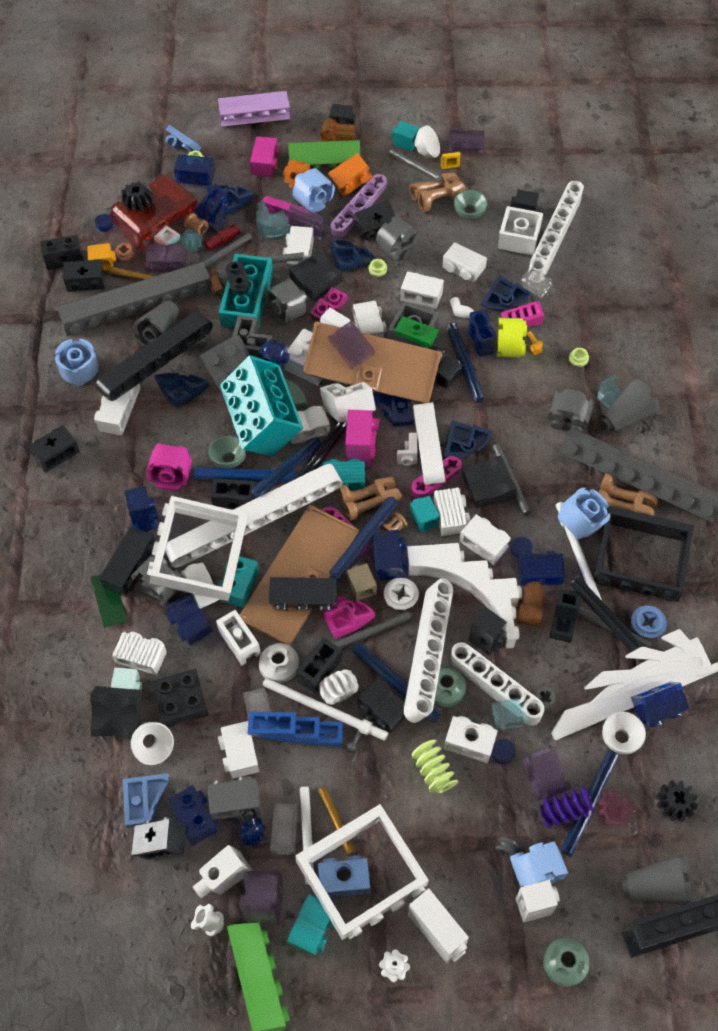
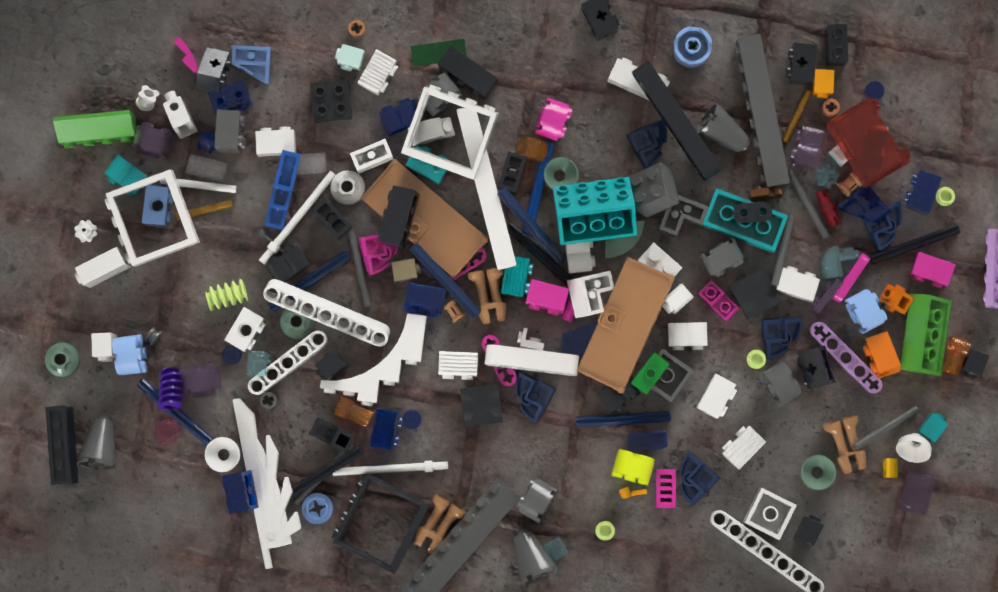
camera: 105 degrees right, 25 degrees up
(84, 687) = (353, 33): none -> nougat bush
(115, 711) = (324, 47): black brick -> none
(137, 196) = (866, 118): black gear -> none
(141, 509) = (511, 89): clear blue brick -> none
(152, 874) = (189, 59): none -> dark pink slope
(159, 750) = (289, 76): white piece -> none
(177, 136) = (974, 187): medium blue plate -> none
(203, 480) = (532, 148): none -> clear orange brick
(242, 172) = (914, 244): none -> black axle
(274, 352) = (650, 233): clear blue head -> none
(338, 686) = (309, 231): white gear -> none
(351, 344) = (642, 307): plate -> none
(396, 586) = (387, 293): white gear -> none
(424, 514) = (461, 339): teal brick -> none
(460, 310) = (685, 429): white arm -> none
(485, 539) = (424, 388): white brick -> none
(519, 495) = (483, 429): dark grey bar -> none
(536, 282) = (697, 511): clear brick -> none
(584, 513) = (425, 480): light blue brick -> none
(683, 808) = (161, 473): black gear -> none

